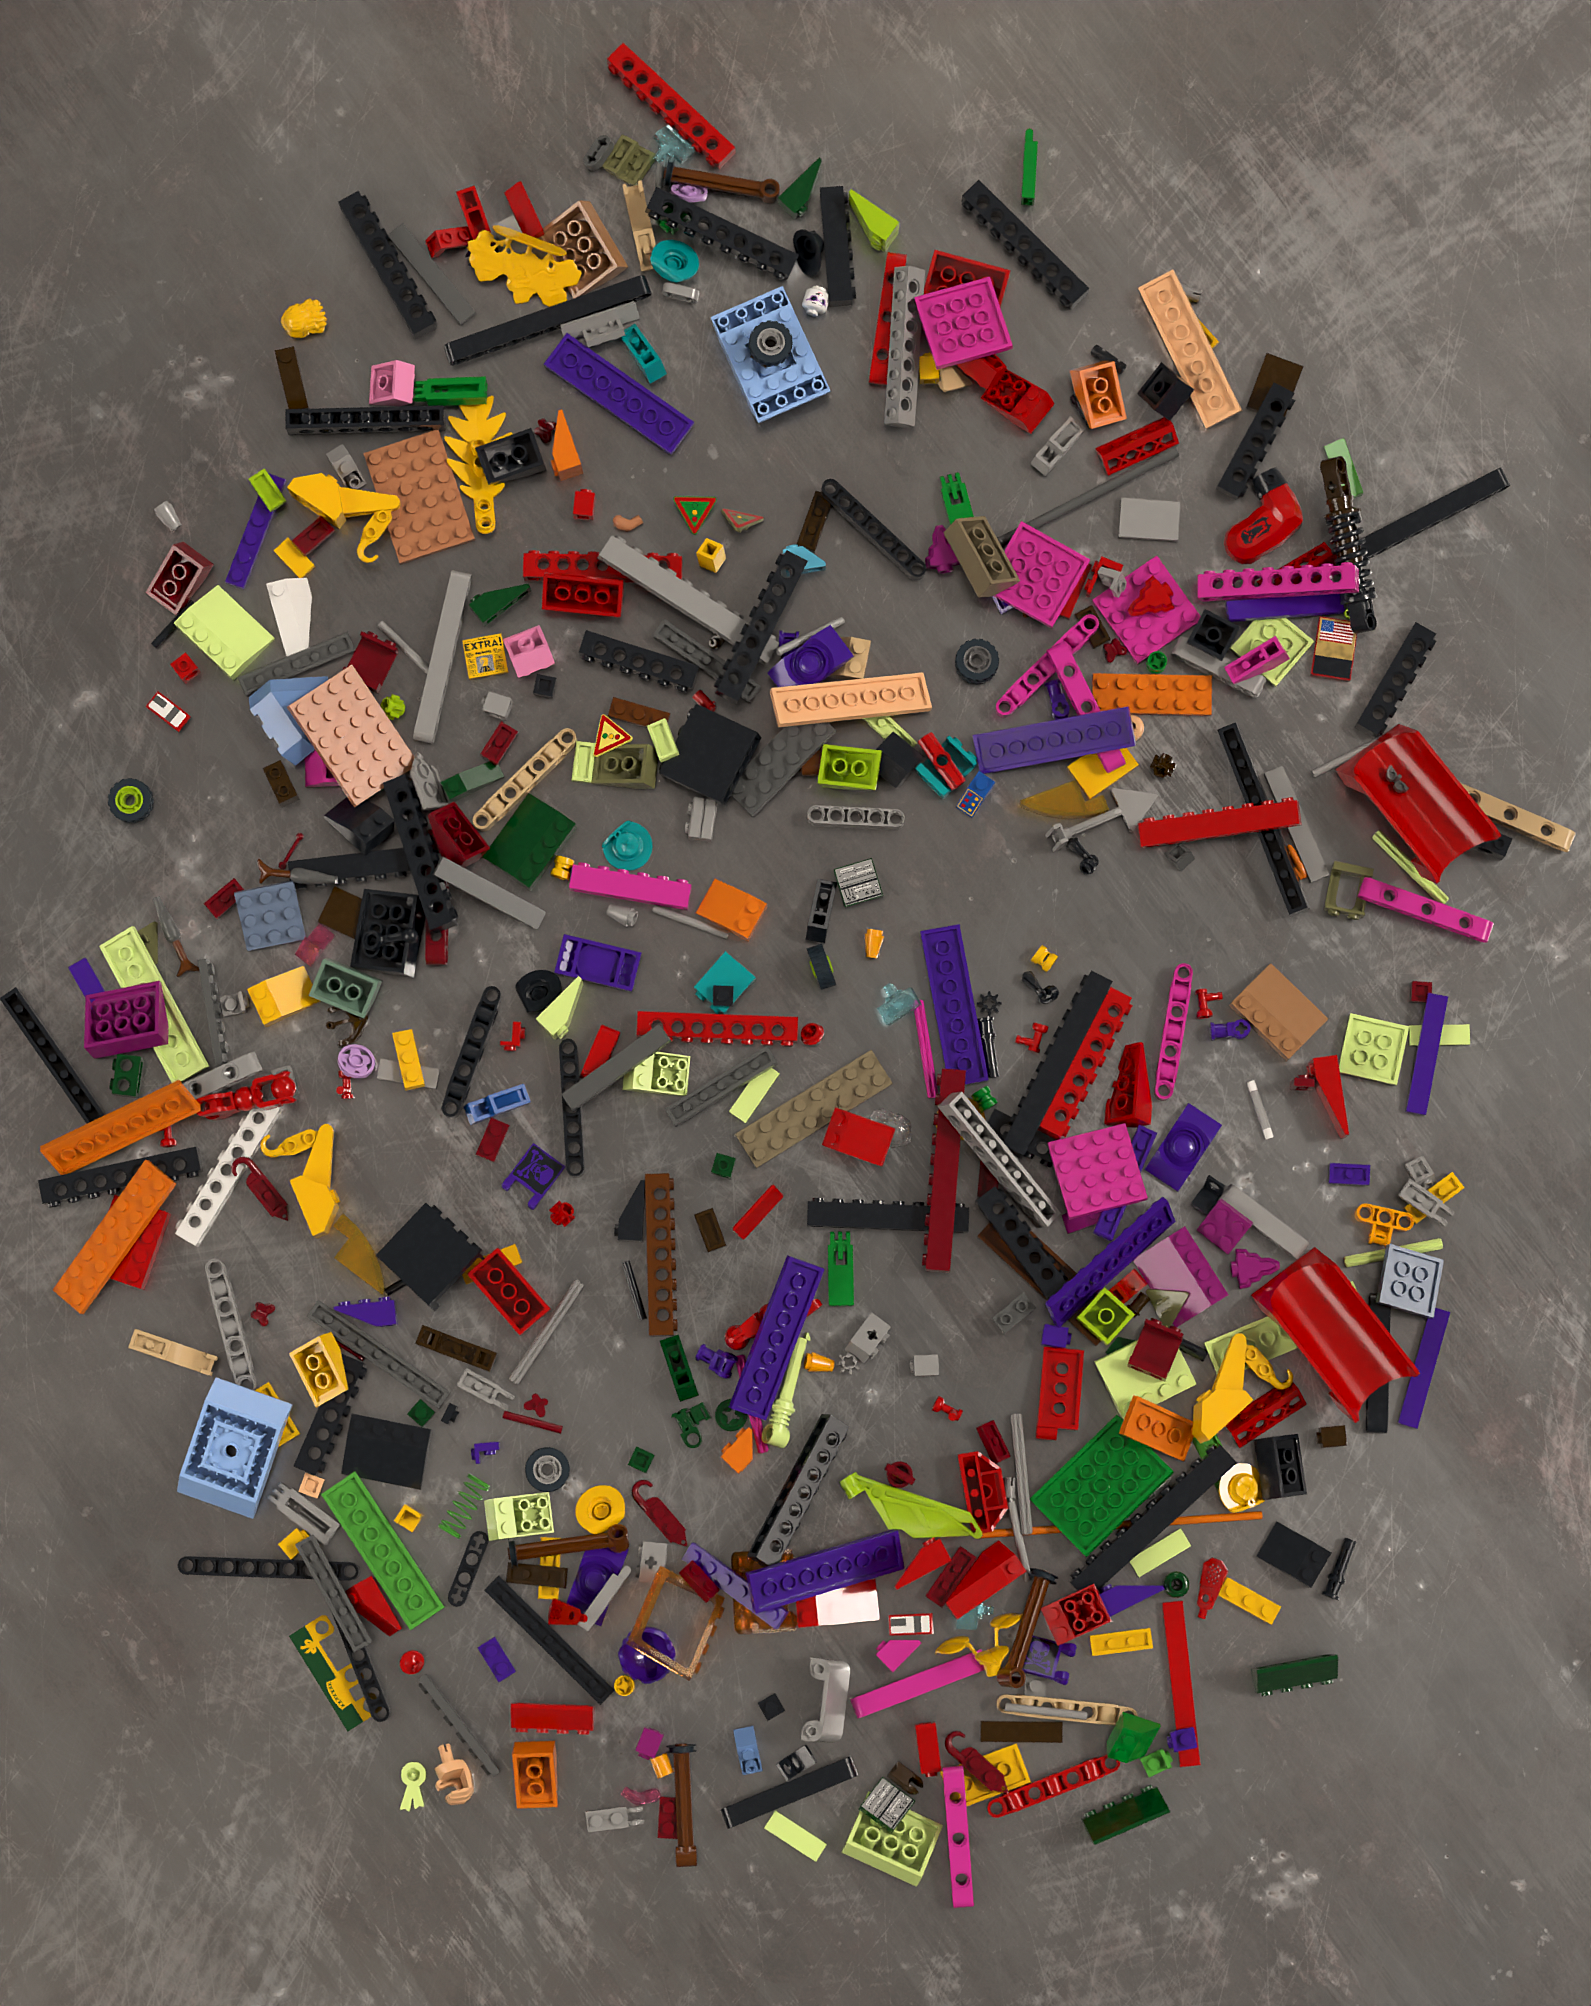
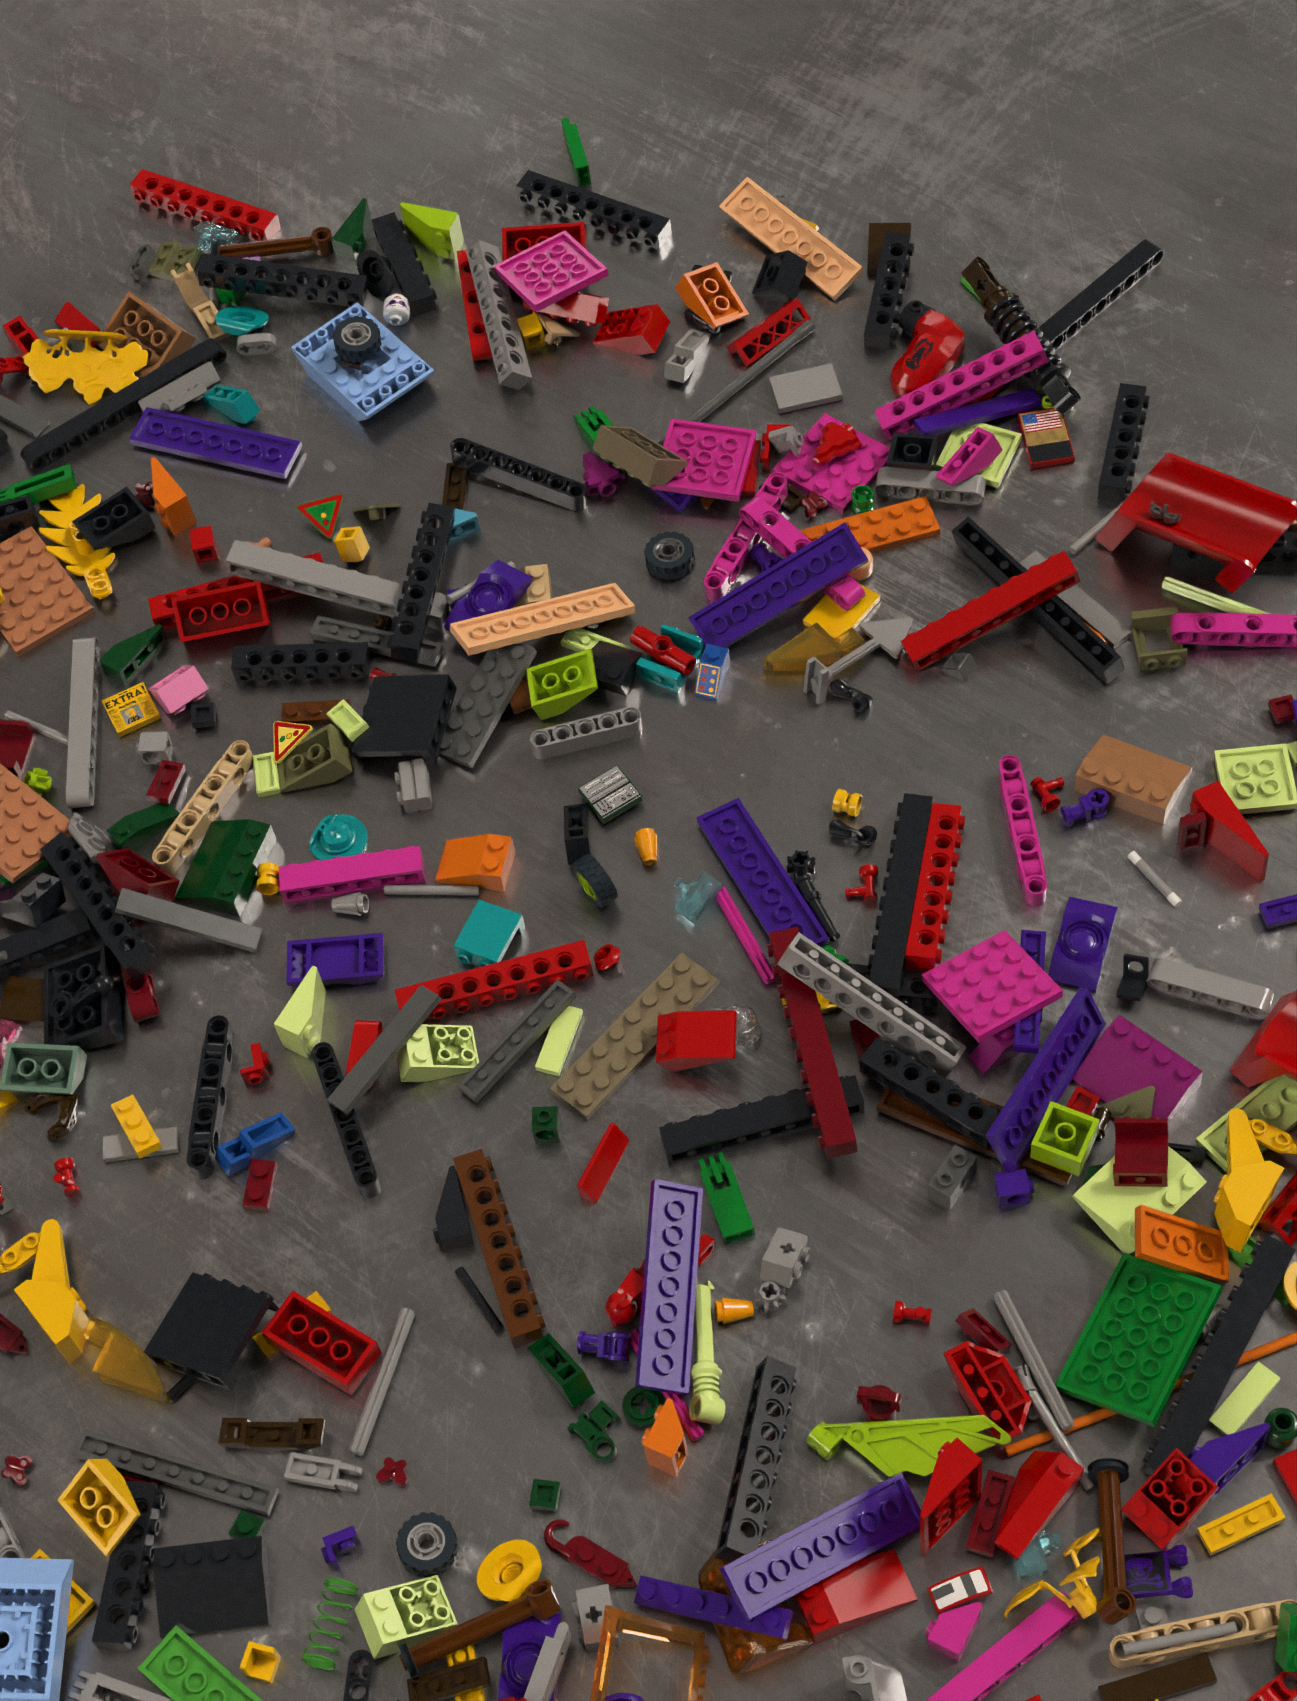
camera: 10 degrees left, 25 degrees down
(311, 1485) = (123, 1662): light nougat plate -> none
(355, 1061) = (73, 1146): lavender wheel -> none
(374, 1313) = (153, 1425): dark purple slope -> none
(450, 1414) = (284, 1515): black plate -> none
(532, 1422) = (393, 1494): dark red bar -> none
(536, 1172) = (320, 1204): flag -> none
(538, 990) = (268, 1006): black hat -> none
(562, 1213) = (364, 1236): red gear -> none
(699, 1581) = (664, 1616): dark red plate -> none
(710, 1230) = (552, 1203): dark brown tile -> none
(723, 996) = (489, 942): black plate -> none
(925, 1365) = (866, 1270): light grey brick -> none
(1048, 1420) = (1040, 1281): red hinge -> none
(1131, 1093) = (998, 901): red wedge -> none
(1163, 765) = (912, 589): dark brown gear -> none
(1224, 1226) = (1166, 1005): magenta plate -> none
(1251, 1267) = (1216, 1042): magenta rock -> none

